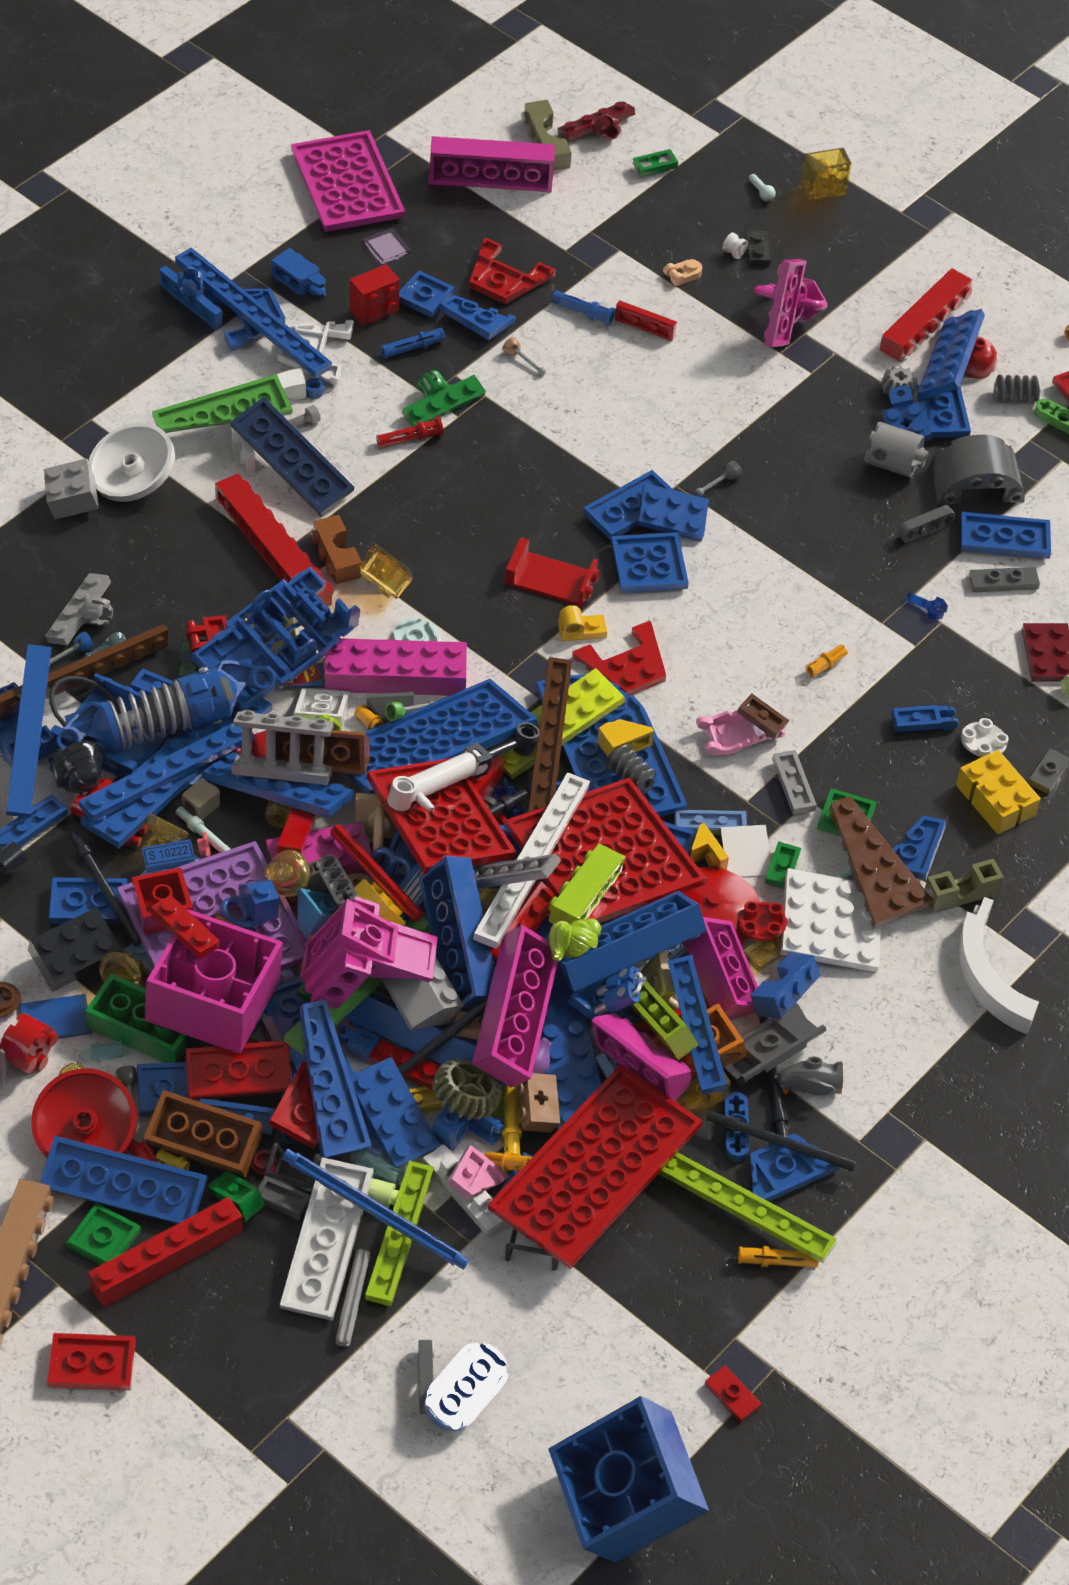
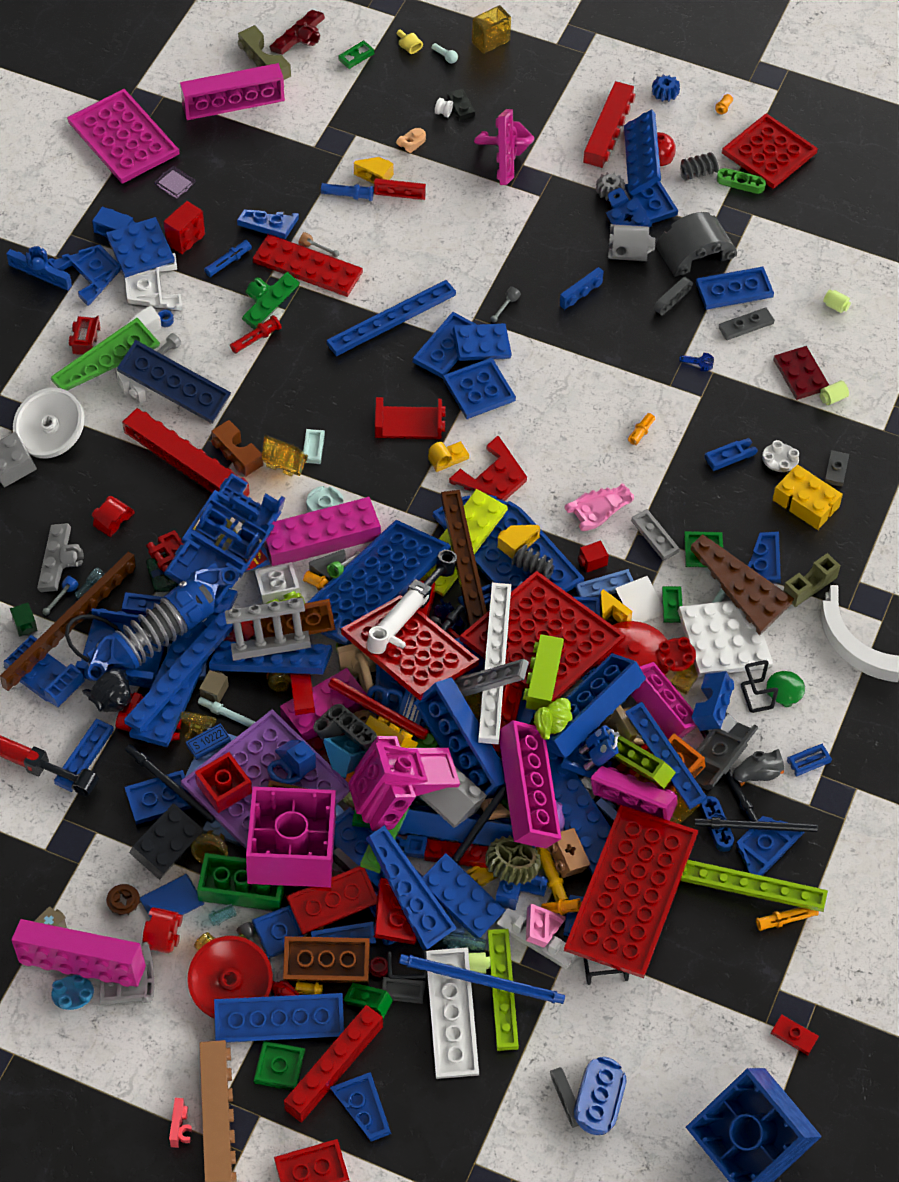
camera: 15 degrees left, 5 degrees up
(13, 664) = (23, 619): none -> dark green brick
(28, 731) = (60, 673): blue tile -> none
(162, 580) = (111, 515): none -> red cylinder
(183, 1310) = (364, 1105): none -> blue wing
(185, 927) = (257, 802): red plate -> none
(204, 847) = (232, 725): coral plate -> none
(213, 377) = (84, 334): none -> red window
(256, 314) = (97, 269): blue plate -> none
(288, 872) = (311, 728): clear yellow hair -> none
(315, 302) = (140, 247): none -> blue plate
(352, 1298) = (487, 1052): light grey axle -> none
(425, 293) = (222, 214): blue plate -> none
(427, 573) = (314, 445): none -> light aqua tile
(501, 280) = (275, 186): red wing -> none
(504, 375) = (308, 265): none -> red plate
(577, 457) = (391, 317): none -> blue plate
(623, 289) = (374, 168): none -> yellow slope
(708, 785) = (593, 556): none -> red brick
(724, 165) = (409, 42): none -> light yellow piece
(762, 716) = (615, 489): reddish brown plate -> none
(817, 485) = (581, 288): none -> blue plate
(835, 984) = (751, 681): none -> black piece
(880, 1092) = (799, 771): none -> blue tile
(883, 999) = (789, 685): none -> green dish
(1012, 292) = (665, 87): none -> blue gear

